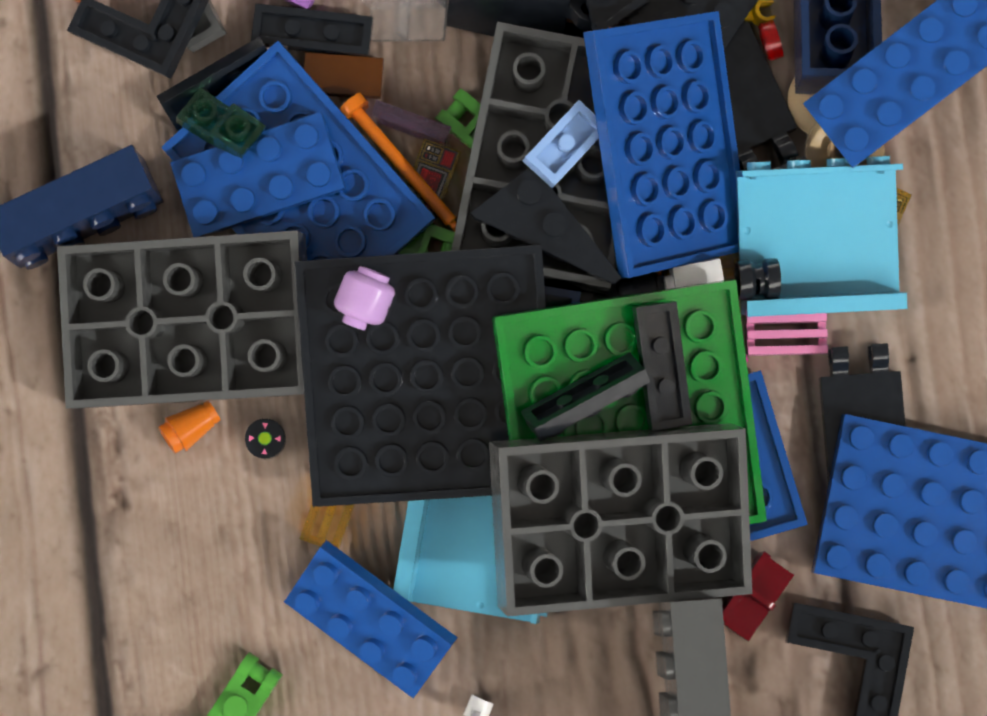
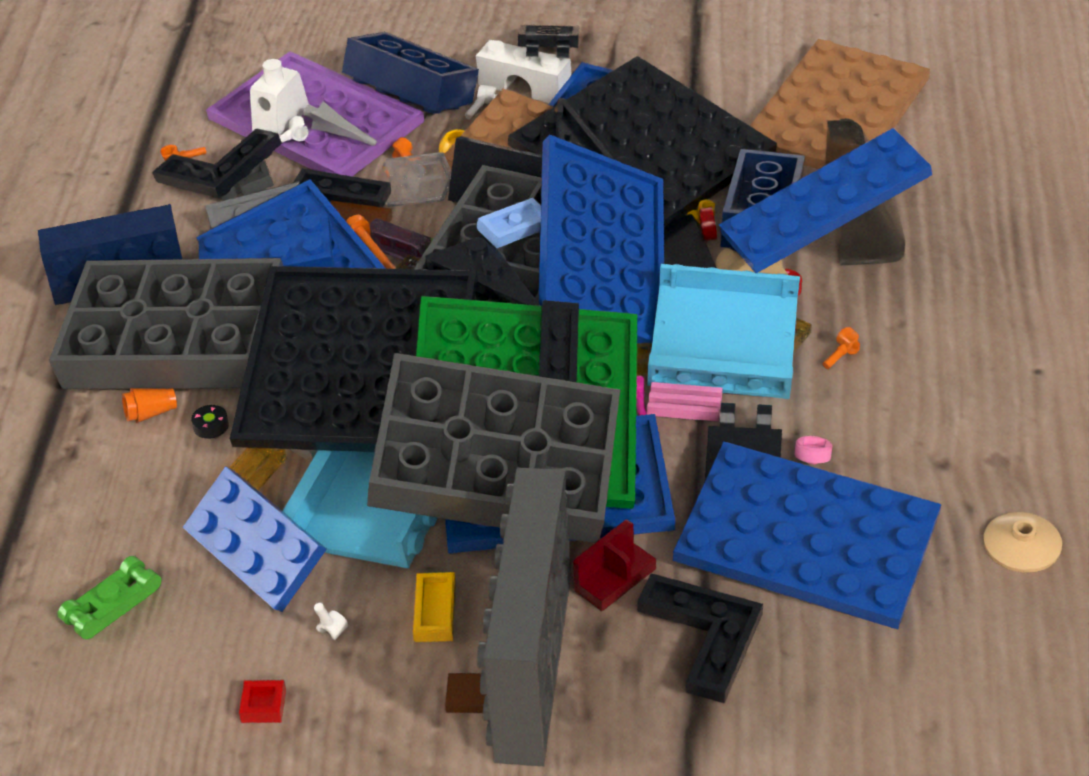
camera: 10 degrees right, 40 degrees down
(219, 124) = (245, 214): clear green slope -> none
(364, 297) = (318, 282): lavender head -> none
(576, 666) = (434, 607): none -> yellow tile
(585, 397) = (488, 355): black plate -> none
(758, 278) = (671, 342): black wheel -> none
(937, 394) = (813, 449): none -> bright pink tile
(956, 215) = (848, 342): none -> orange hand

